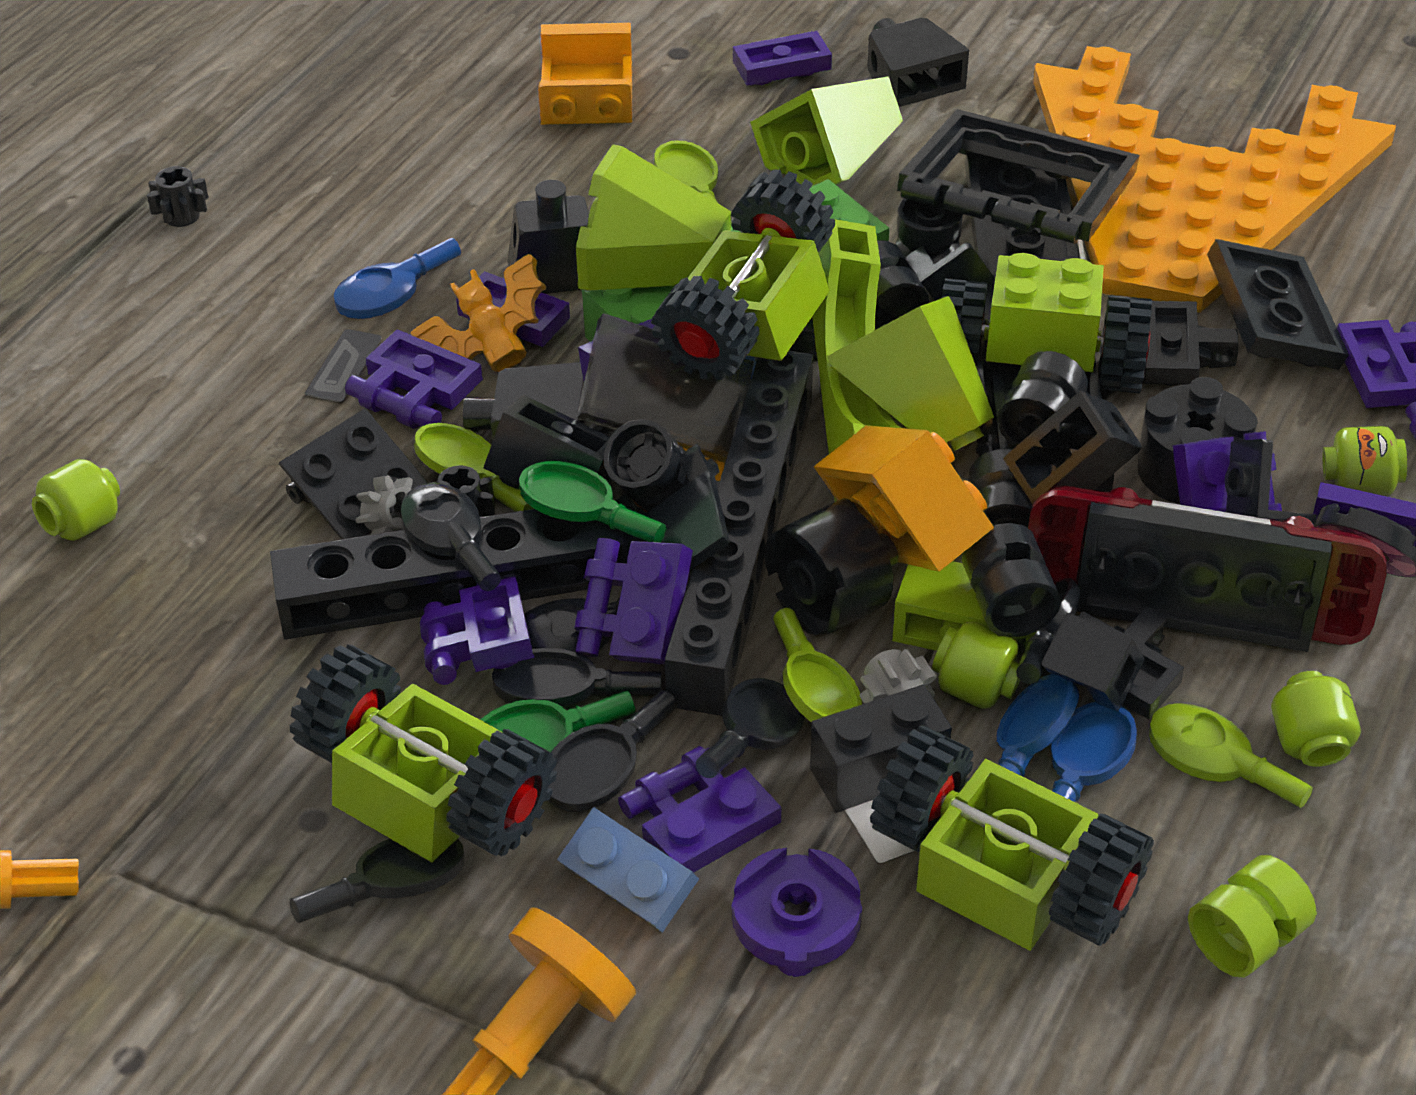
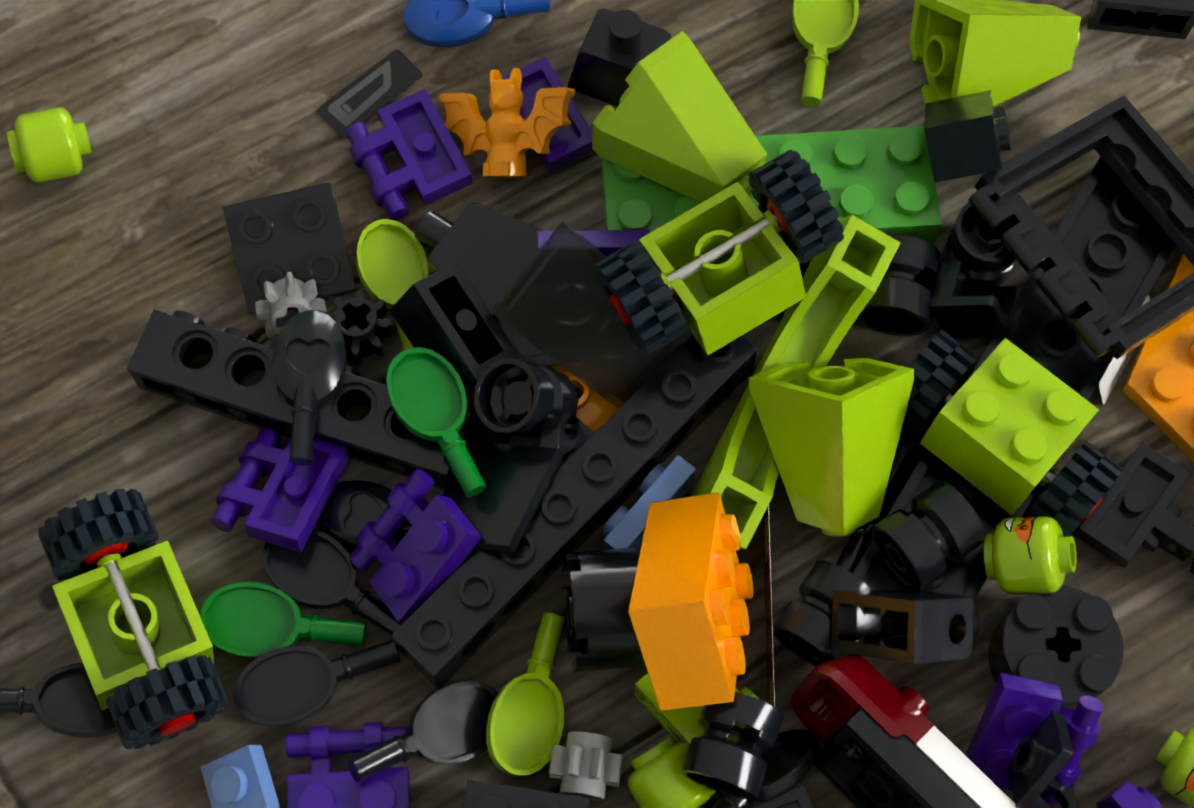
camera: 30 degrees right, 25 degrees up
(804, 488) = (627, 526): none -> medium blue plate
(867, 161) = (965, 136): none -> black brick
(1129, 377) = (1029, 555): none -> lime head

